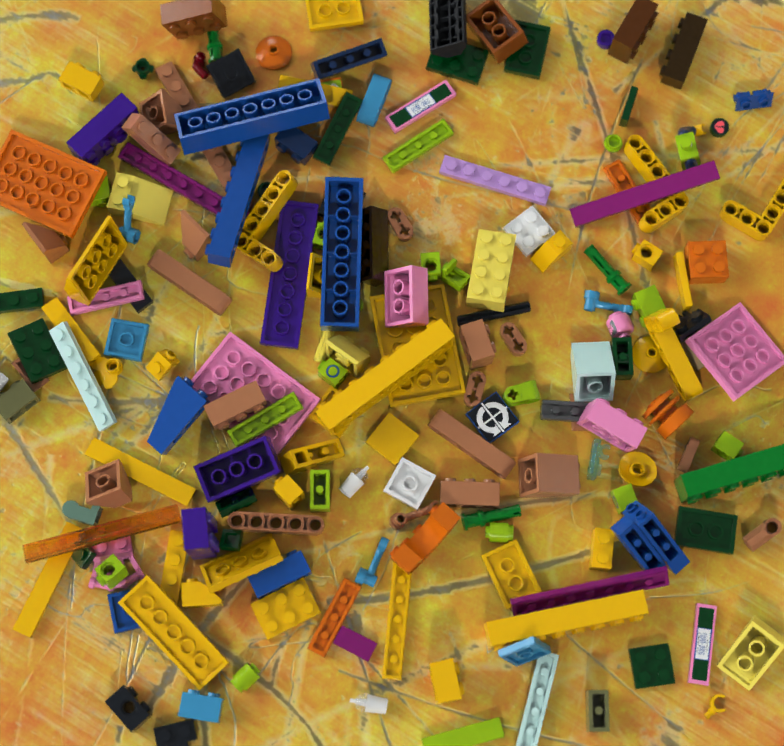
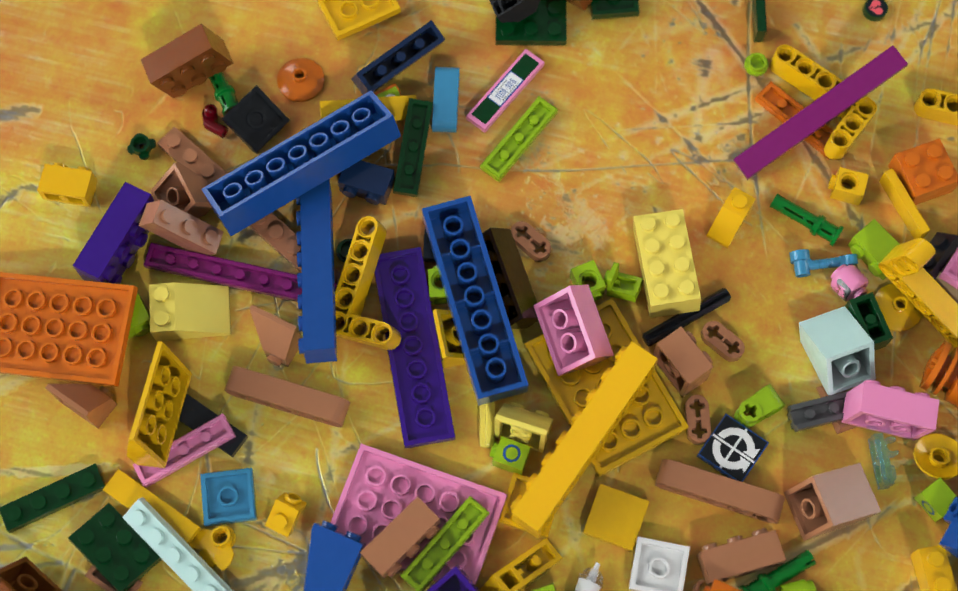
camera: 15 degrees left, 5 degrees down
(130, 234) = (189, 357): dark azure brick -> none
(495, 180) = (628, 152): lavender plate -> none
(530, 231) = (696, 198): white plate -> none
(687, 145) = (850, 41): lime torso -> none

